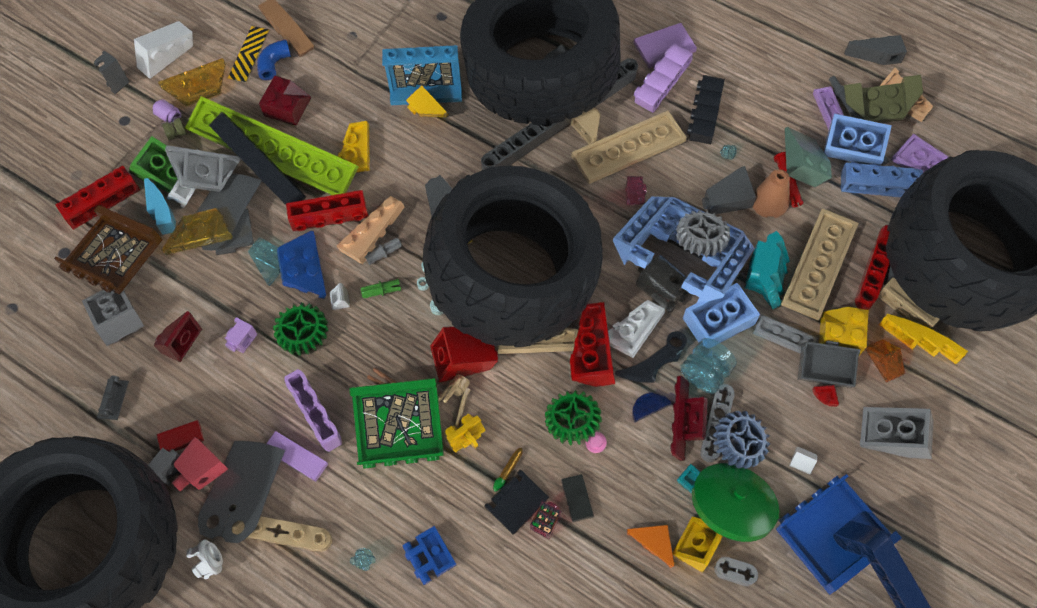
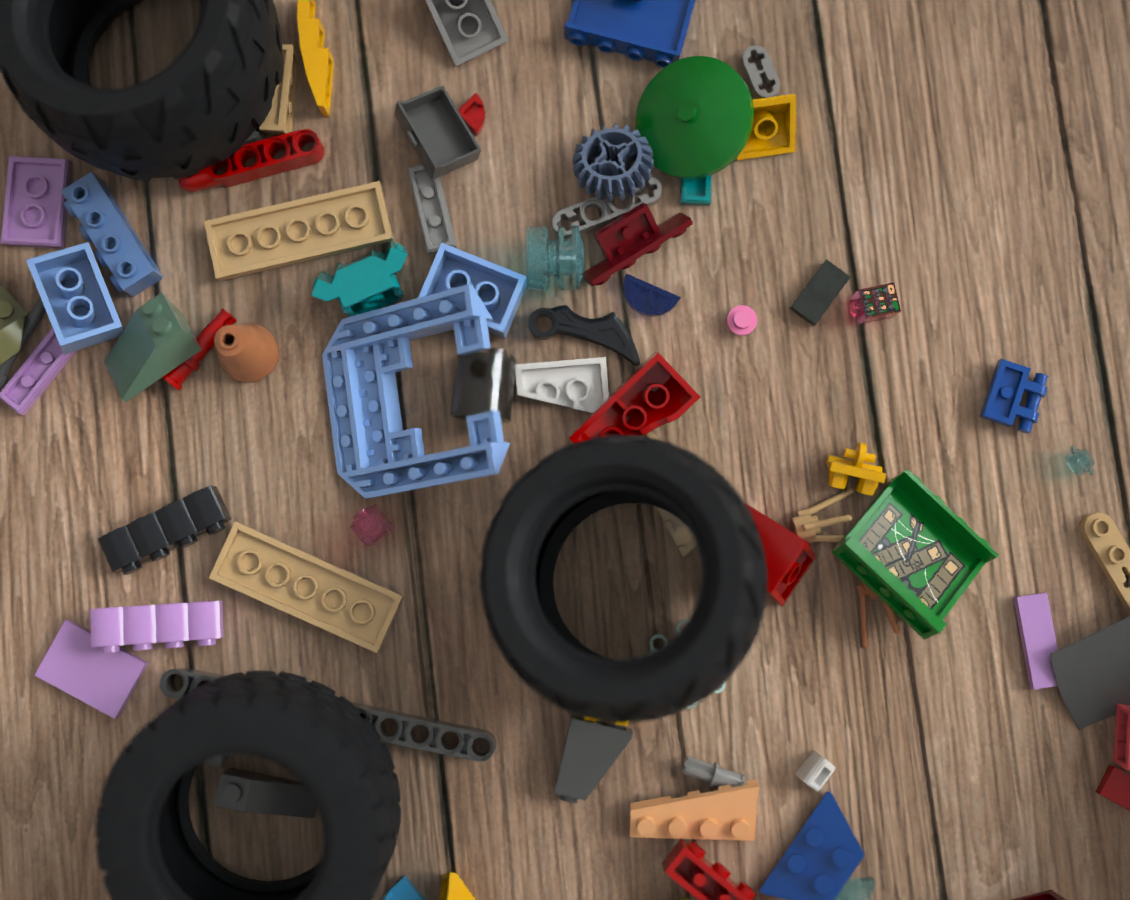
camera: 130 degrees left, 20 degrees up
(240, 336) = (967, 844): lavender brick -> none
(307, 337) = (906, 772): green gear -> none
(313, 410) = (983, 657): lavender brick -> none
(380, 288) = (764, 729): bright green axle -> none
(500, 481) = (872, 389): pearl gold piece -> none
(516, 502) = (878, 353): black piece -> none
(562, 411) = (752, 386): green gear -> none
(587, 125) = (317, 661): tan slope -> none
(655, 540) = (796, 177): orange tile -> none
(703, 233) = (362, 400): light grey gear -> none
(728, 151) = (213, 453): clear light blue hinge -> none
(730, 193) = (280, 404): dark grey slope -> none
(803, 460) = (574, 87): white slope -> none
(845, 326) = (376, 143): yellow slope -> none
(886, 359) = (372, 79): clear orange slope -> none

